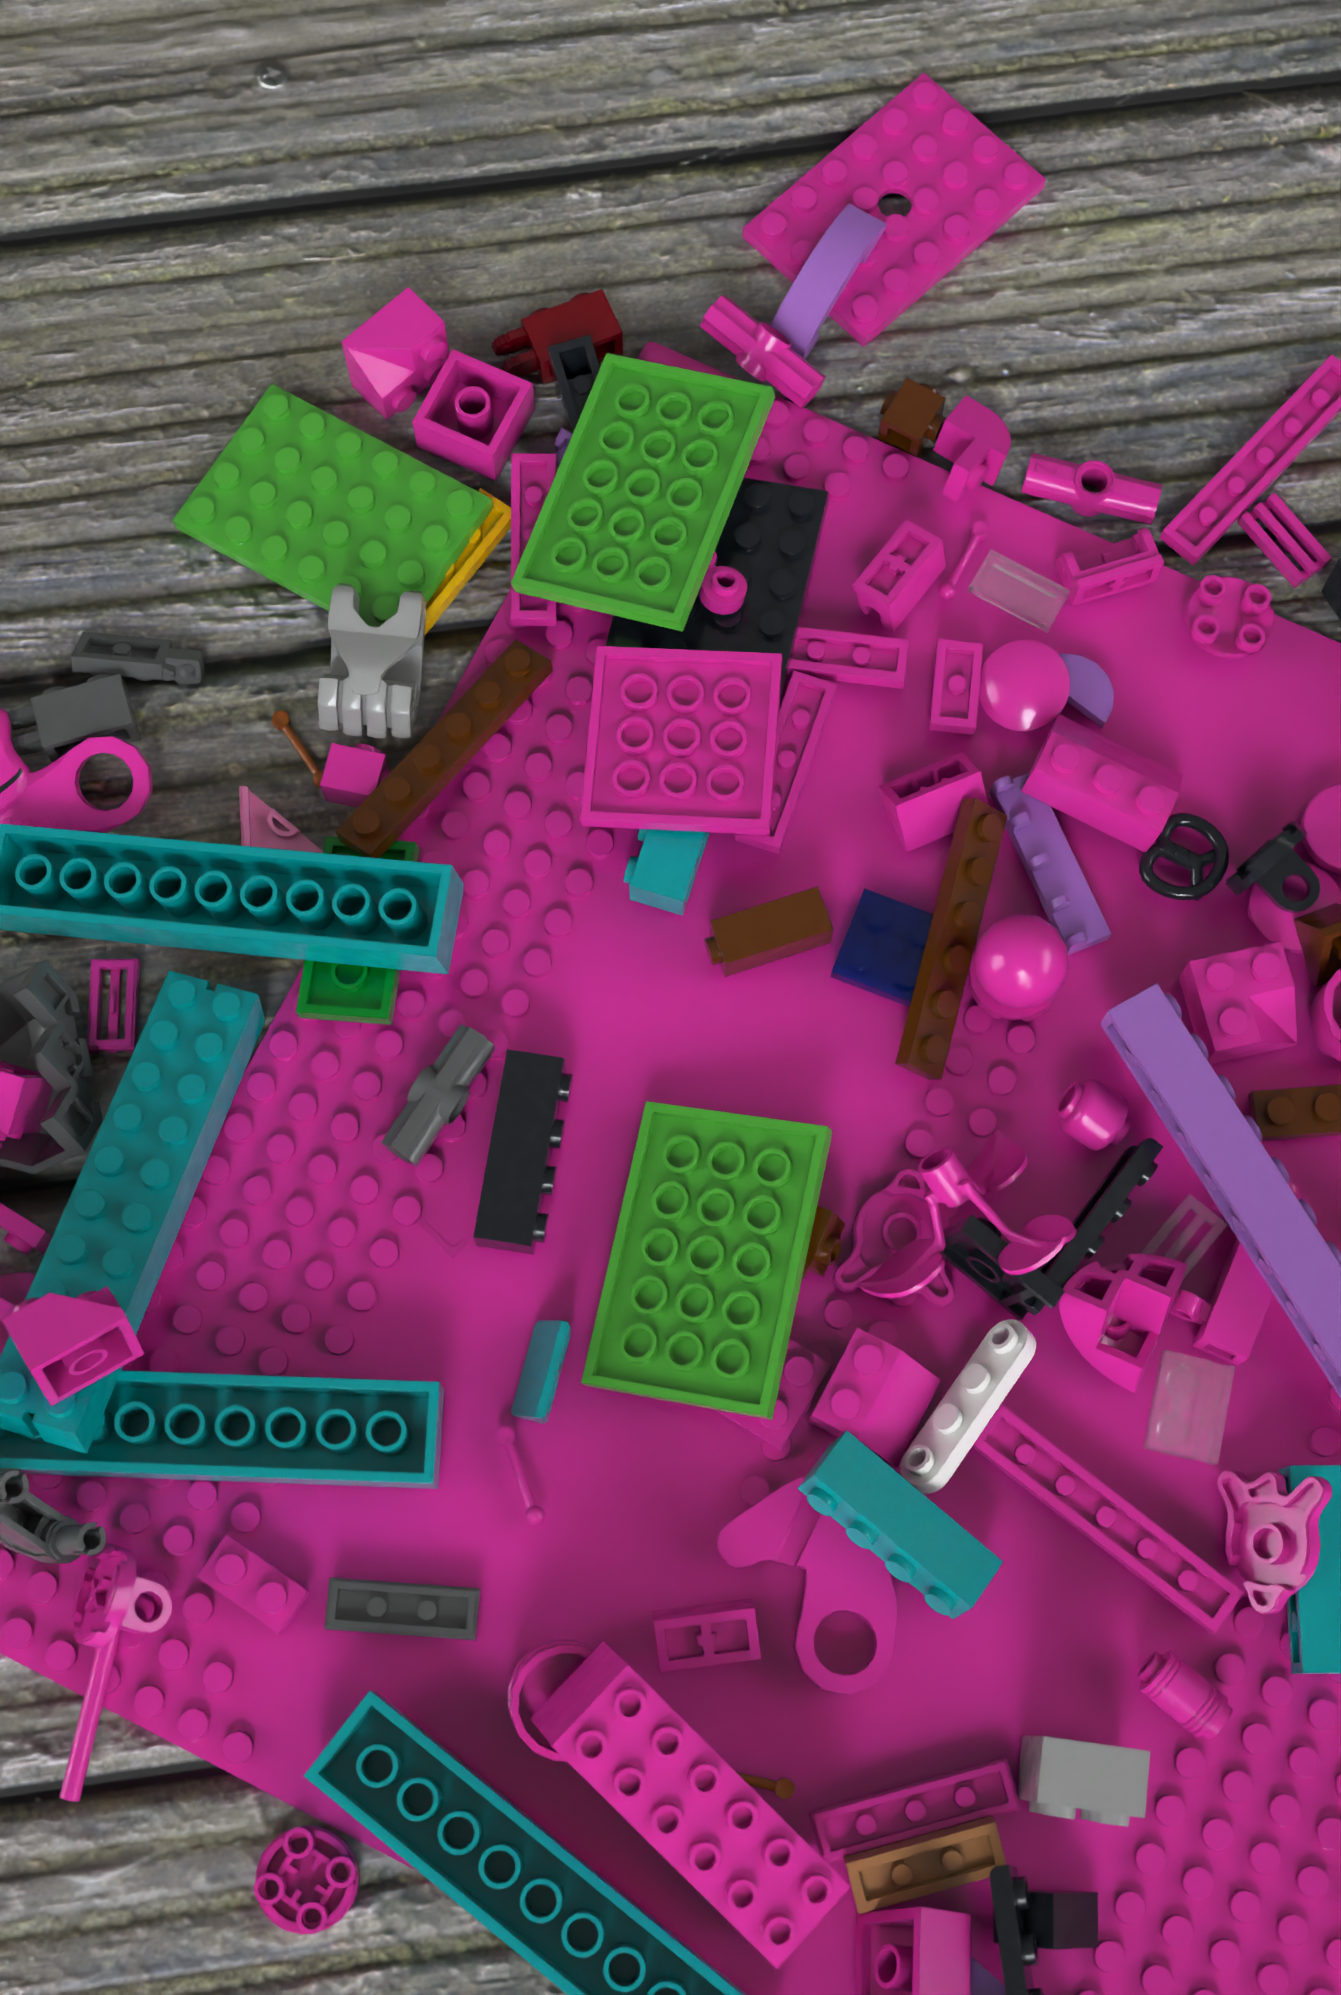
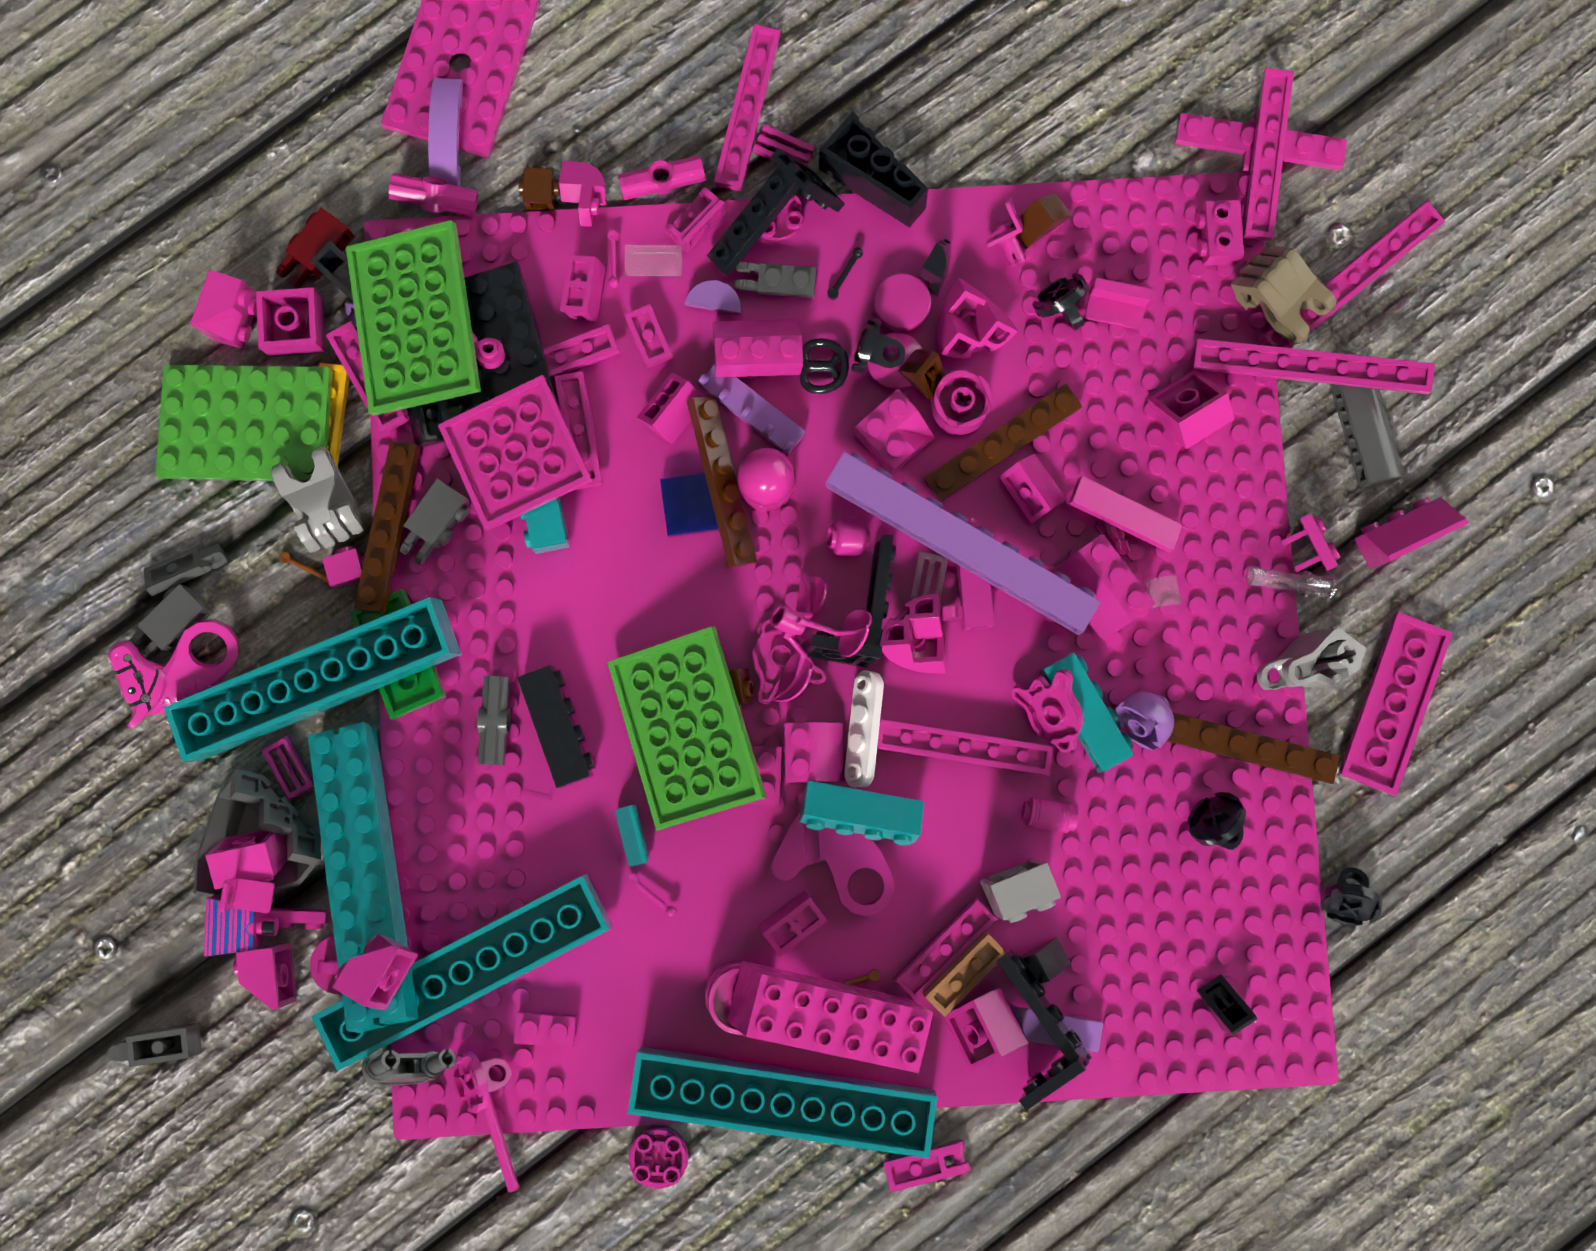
camera: 30 degrees left, 10 degrees up
(268, 828) = (318, 626): bright pink tile -> none
(402, 1609) = (629, 997): dark grey tile -> none
(516, 774) = (435, 519): none -> dark grey hinge
(576, 641) = (424, 424): none -> black slope
(769, 932) = (621, 532): reddish brown brick -> none
(1024, 685) = (685, 315): dark pink dish -> none
(1182, 707) = (778, 279): none -> dark grey hinge
(1189, 1407) = (977, 665): clear plate -> none
(1220, 596) = (766, 205): none -> black bracket
(1253, 765) = (833, 291): none -> black hinge

